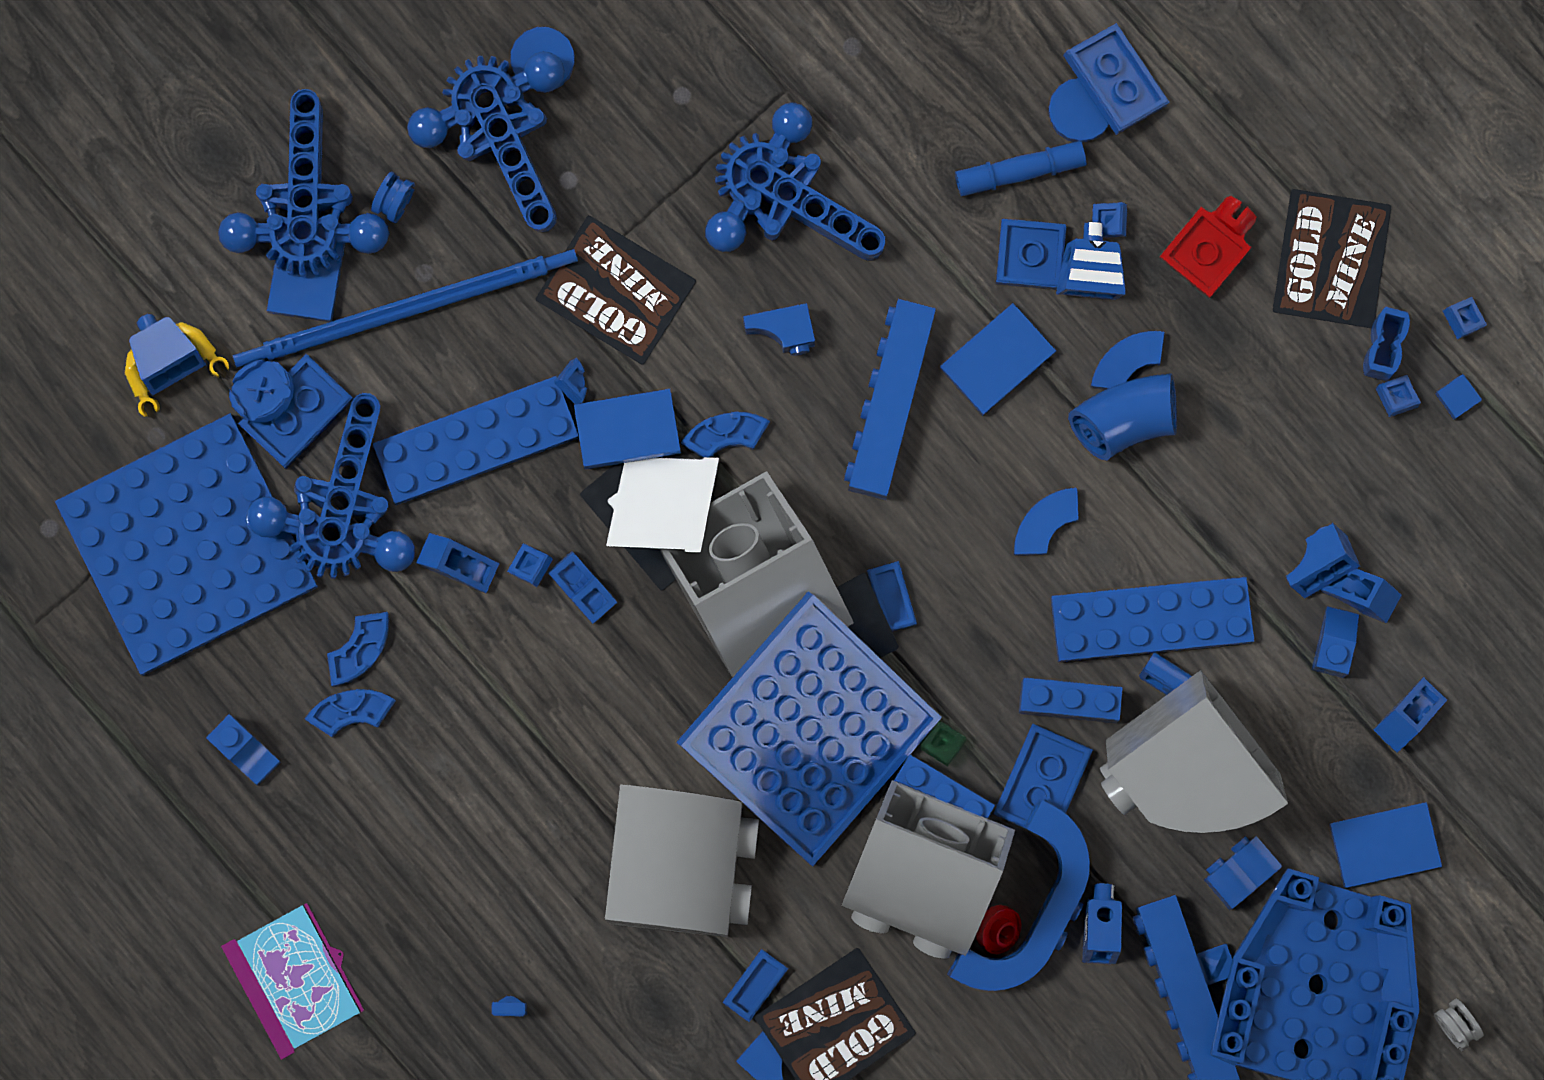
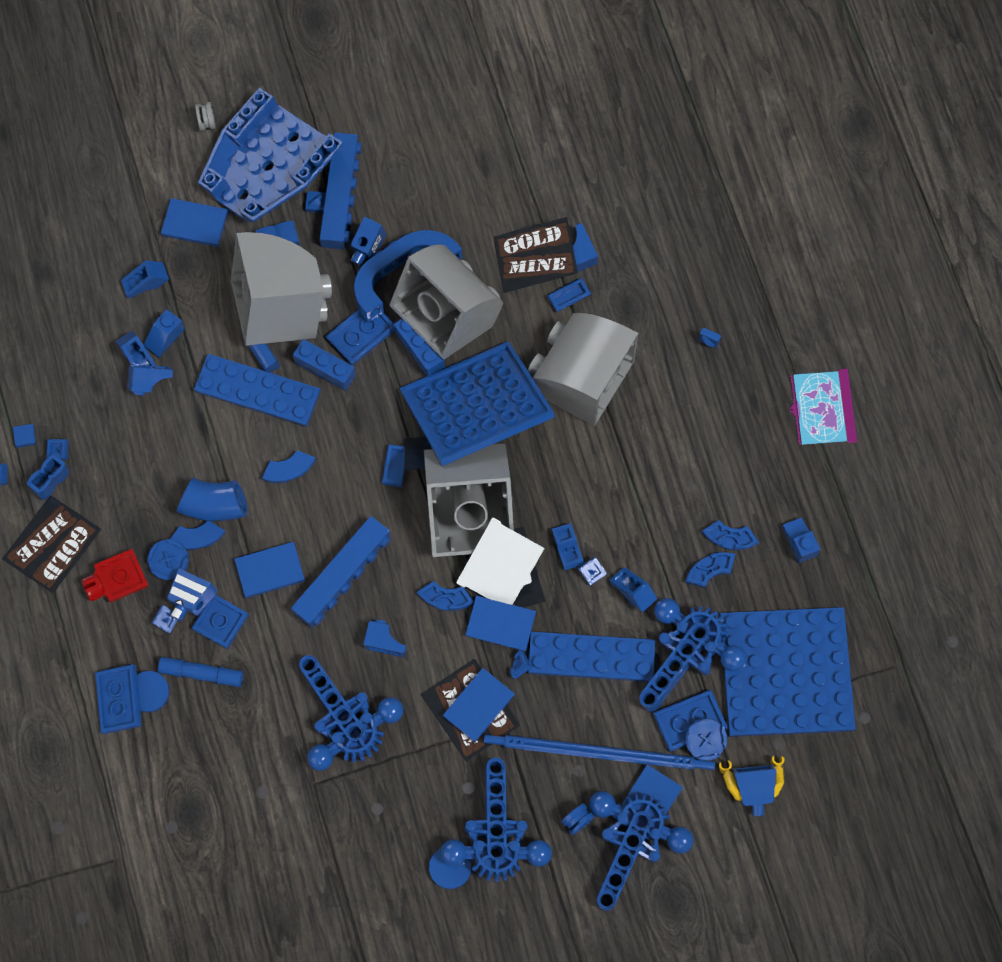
camera: 155 degrees left, 10 degrees down
(605, 298) = (478, 705): none -> blue tile
(943, 743) = (405, 374): clear green tile -> none
(1150, 307) = (167, 558): none -> blue tile

